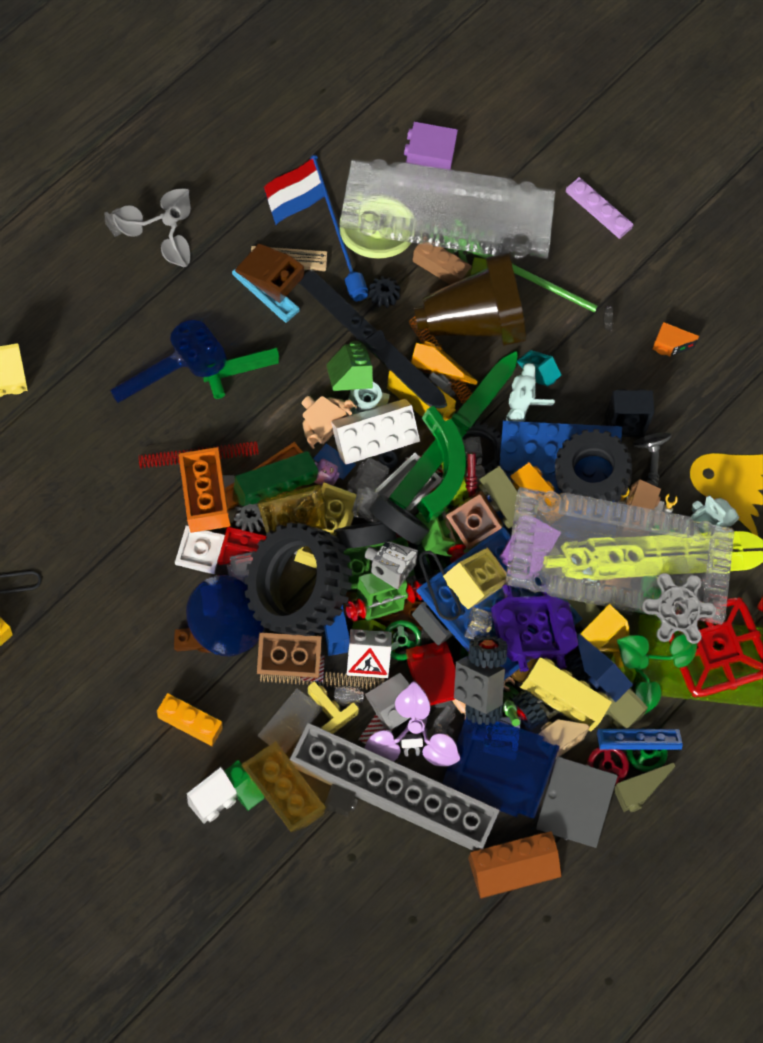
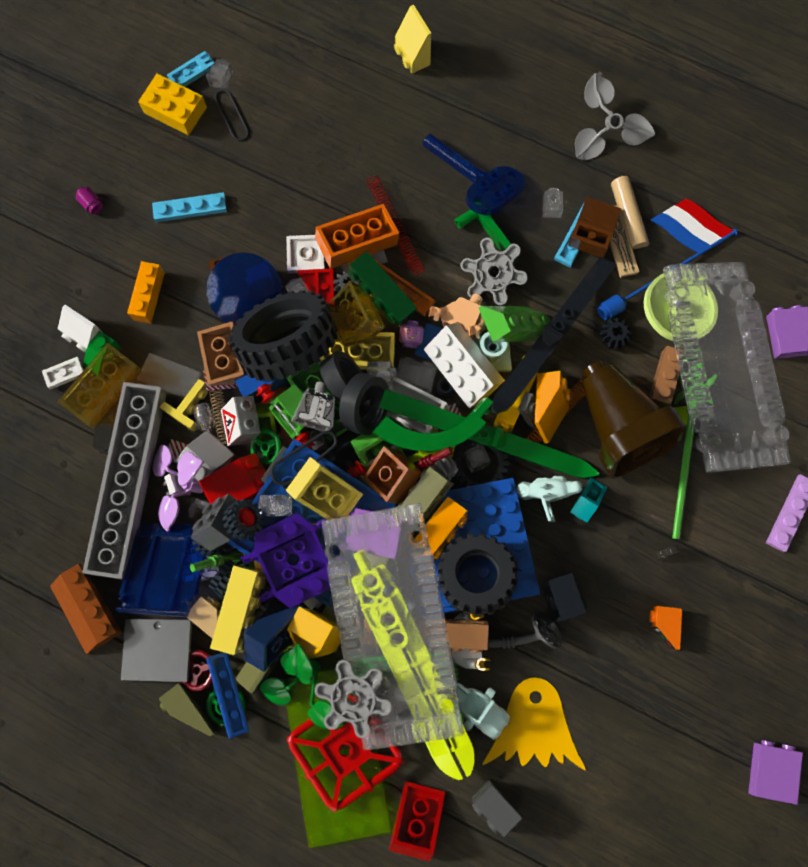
camera: 85 degrees right, 10 degrees up
(56, 756) = (89, 200): none -> magenta brick
(101, 654) = (189, 207): none -> medium azure plate
(228, 303) = (553, 203): none -> clear brick
(247, 237) = (630, 212): none -> tan brick
(251, 829) = (63, 373): none -> white plate
(285, 363) = (492, 258): none -> light grey plate

